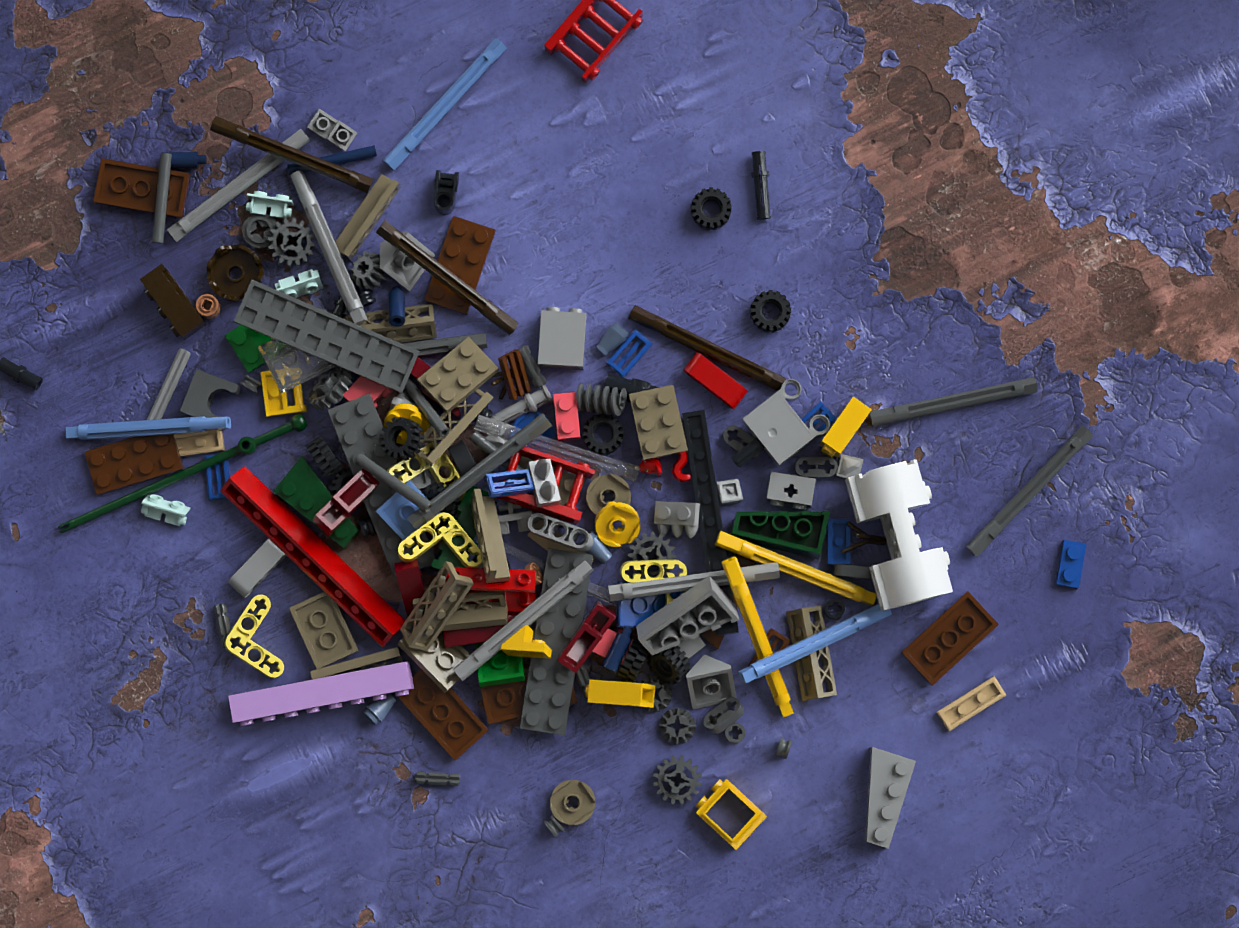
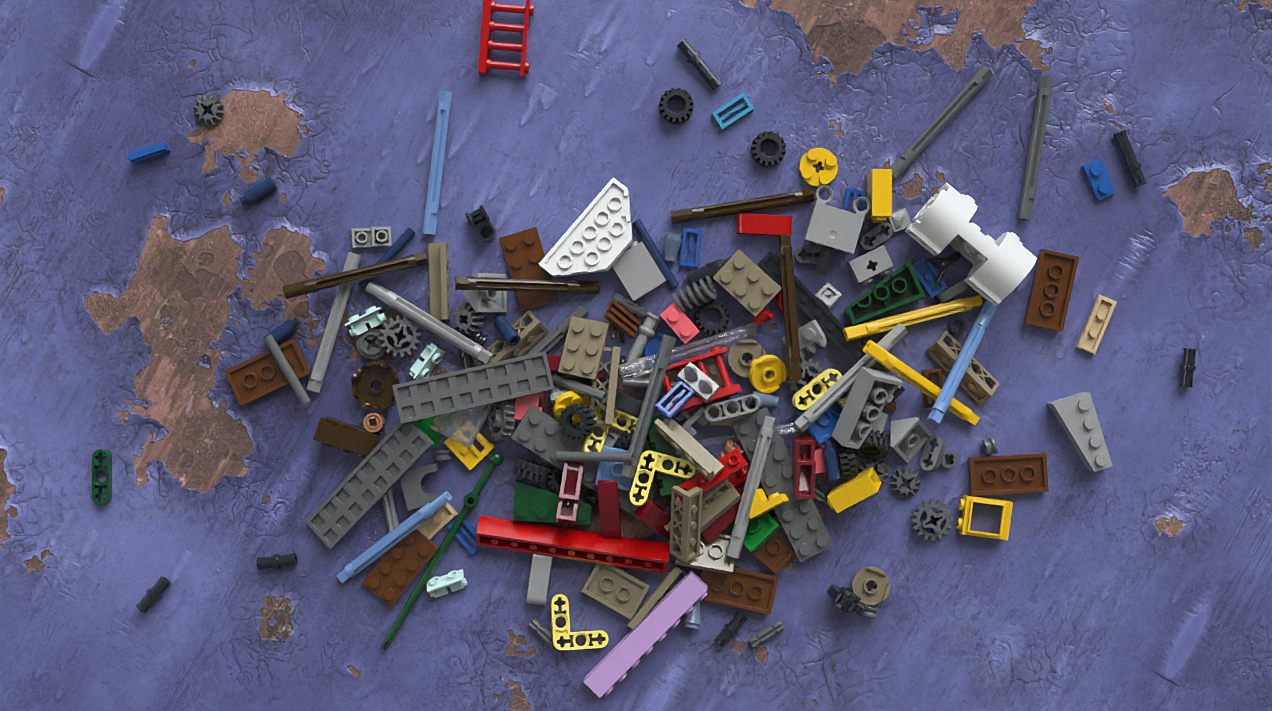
camera: 45 degrees left, 5 degrees up
(161, 359) = (369, 482): none -> dark grey plate
(257, 12) = (259, 191): none -> dark blue cylinder
(373, 545) = (609, 508): none -> dark red slope
(406, 748) = (730, 629): none -> black pin
(538, 796) = (846, 600): none -> black gear
(544, 278) = (595, 237): none -> white plate
(591, 335) = (655, 253): none -> dark blue piece
(681, 476) = (789, 308): none -> dark brown piece
(781, 252) = (740, 115): none -> dark azure tile
(783, 788) = (1008, 474): none -> reddish brown plate
(807, 349) = (827, 161): none -> yellow plate
(1031, 808) = (1188, 367): none -> black pin
(1113, 575) = (1130, 159): none -> black pin

